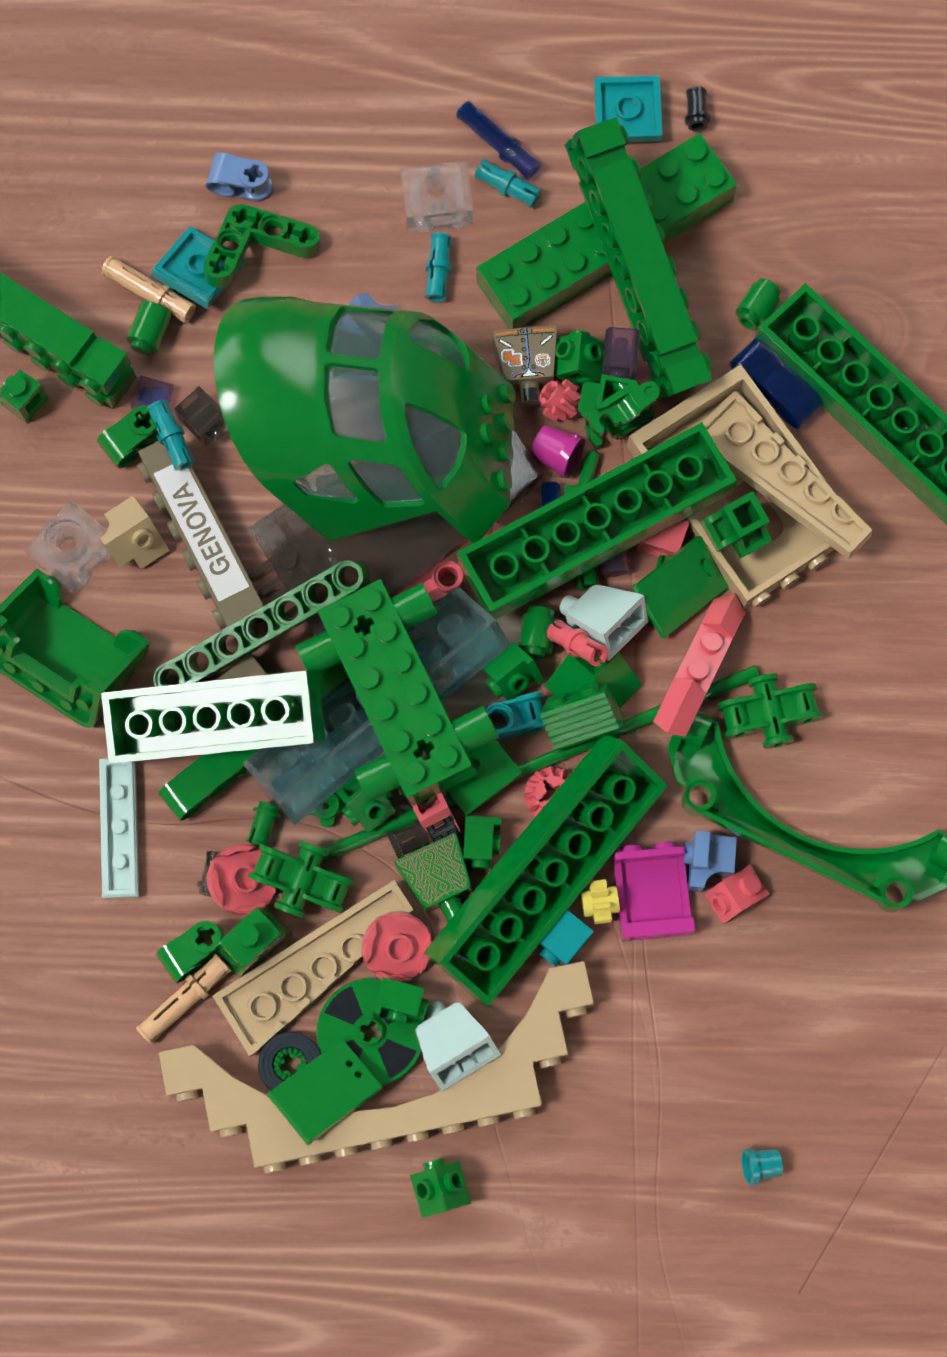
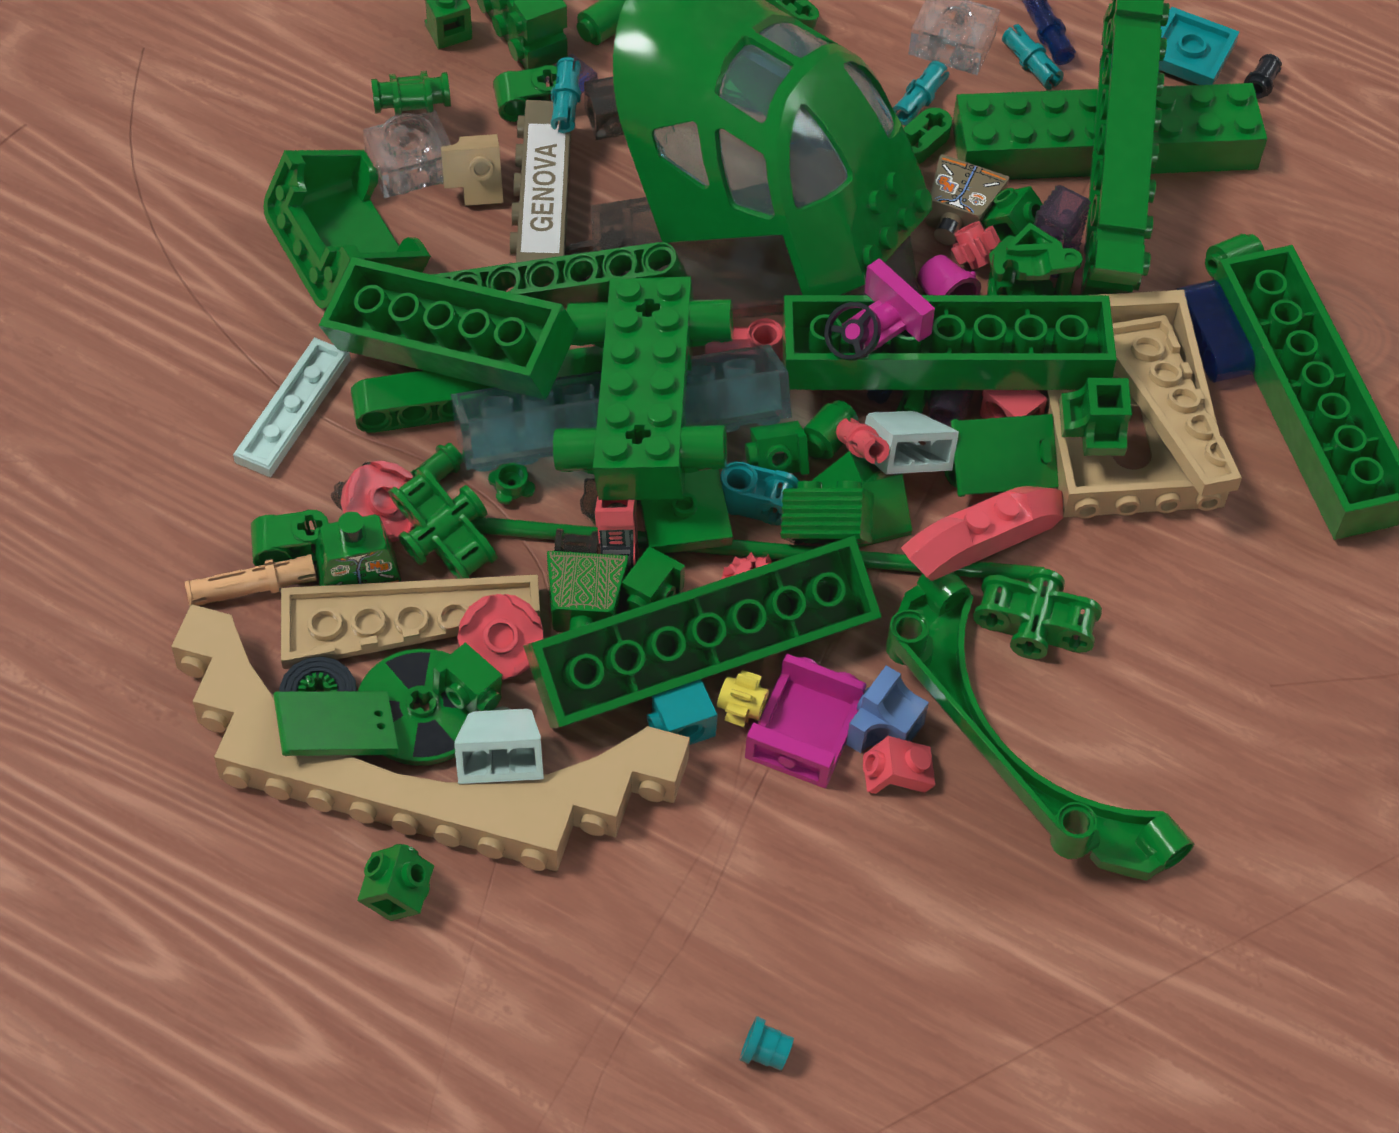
camera: 25 degrees right, 20 degrees down
(43, 495) = (411, 93): none -> green axle
(360, 809) = (543, 479): green brick -> none
(469, 311) = (929, 140): none -> green beam
(543, 540) = (894, 310): none -> dark pink piece

